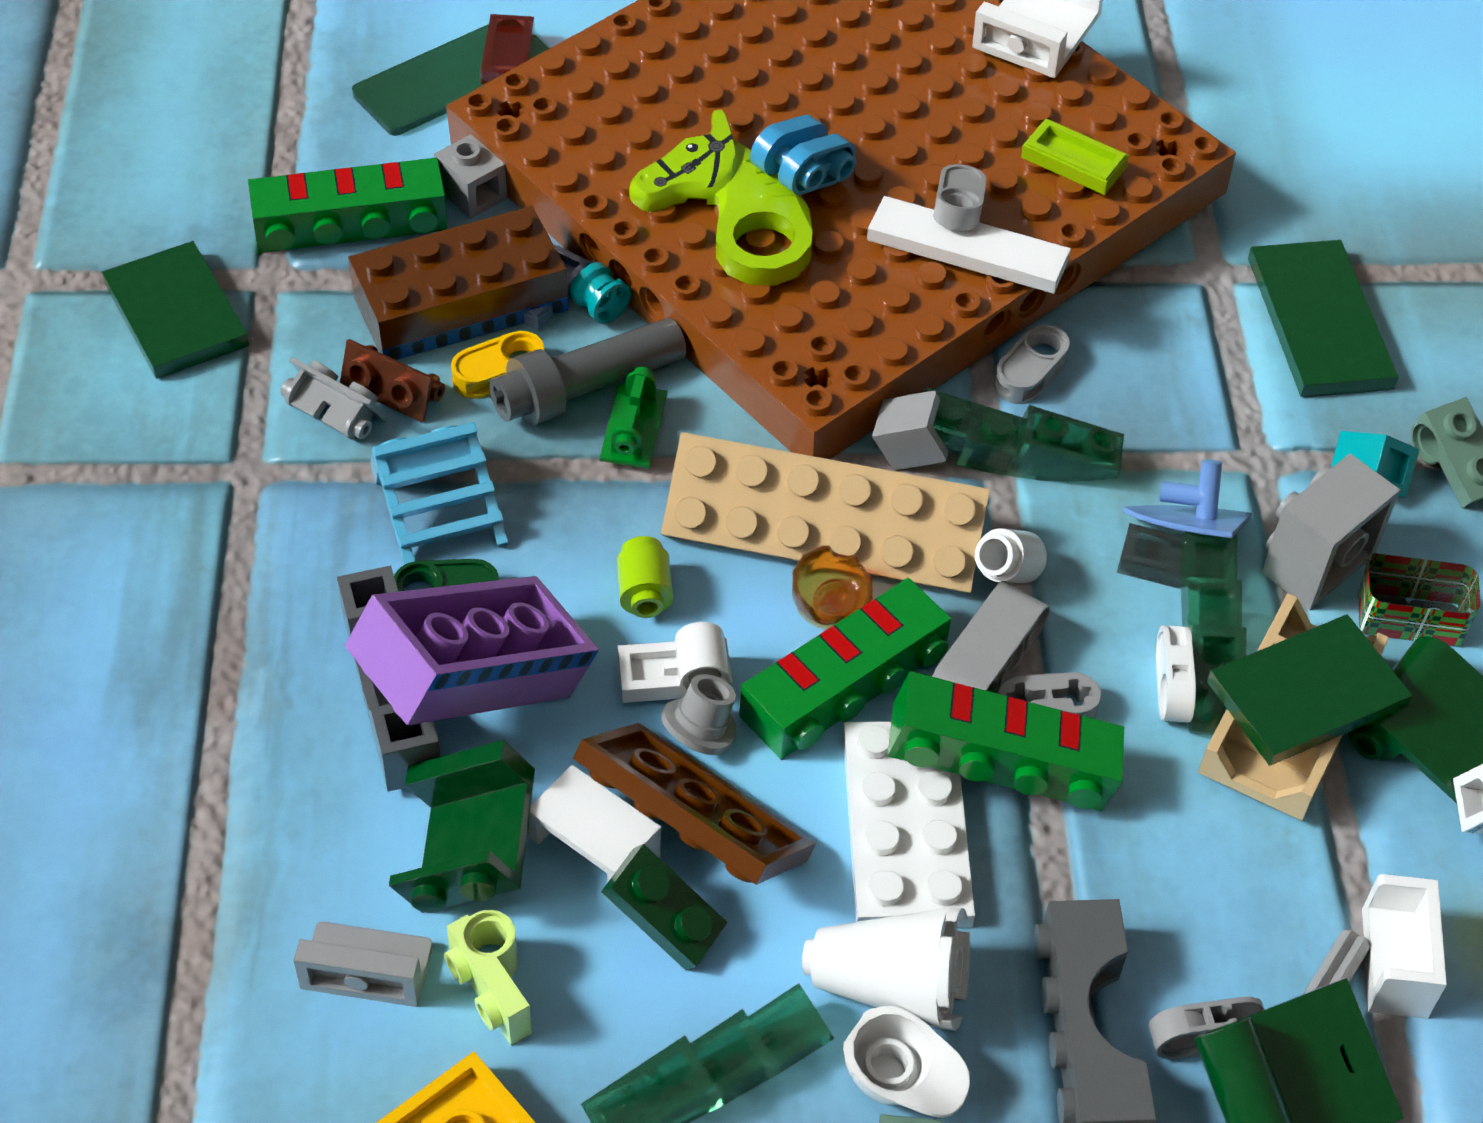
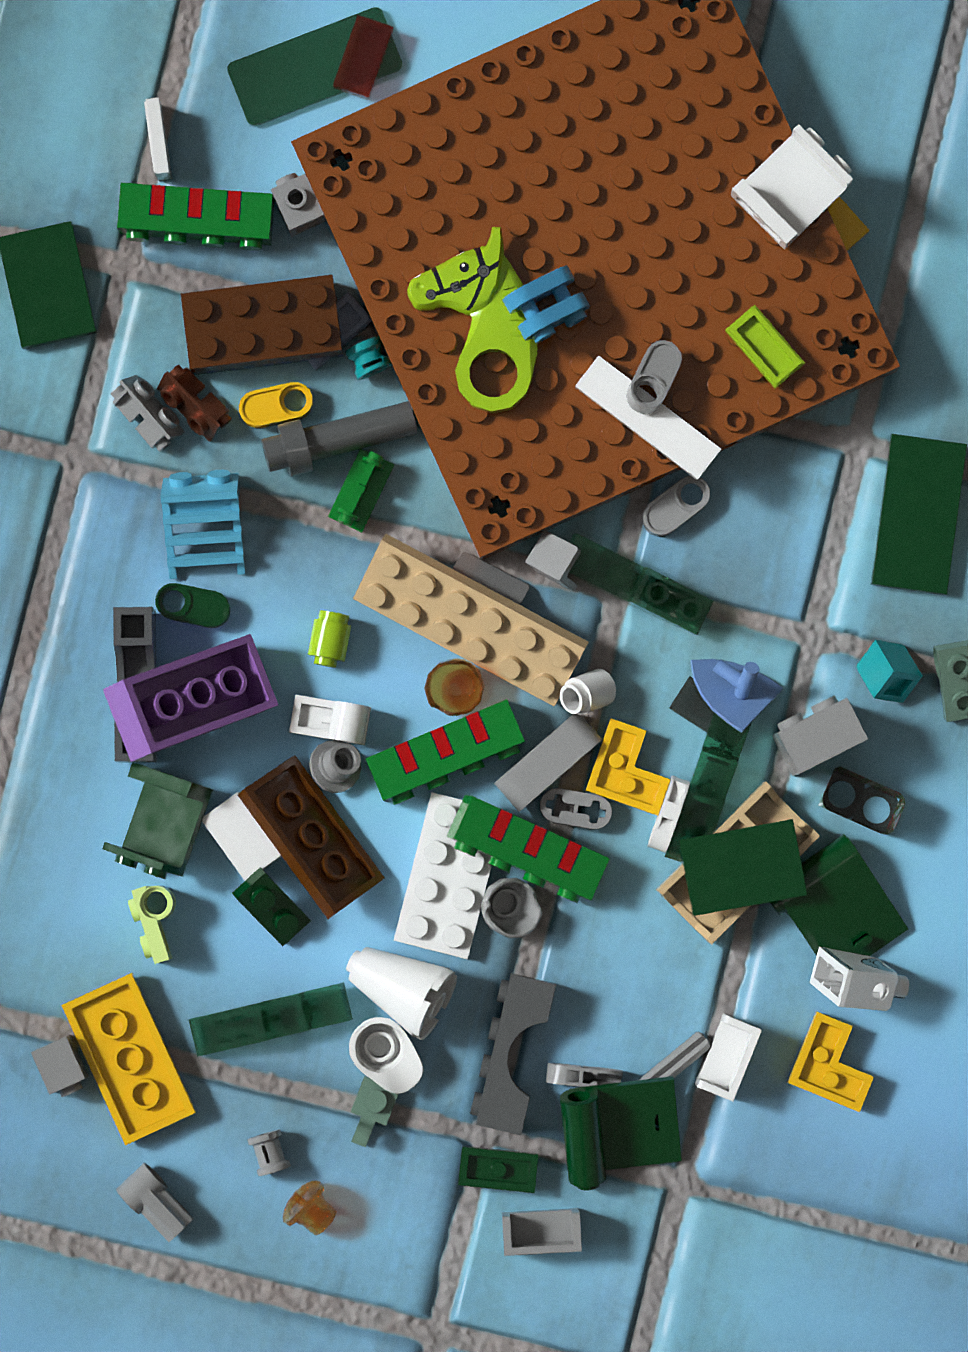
camera: 15 degrees right, 35 degrees up
(281, 141) = (157, 139): none -> white tile
(363, 963) = (80, 885): light grey panel -> none
(1010, 830) = (511, 908): none -> light grey hair
(1088, 647) = (615, 770): none -> yellow plate

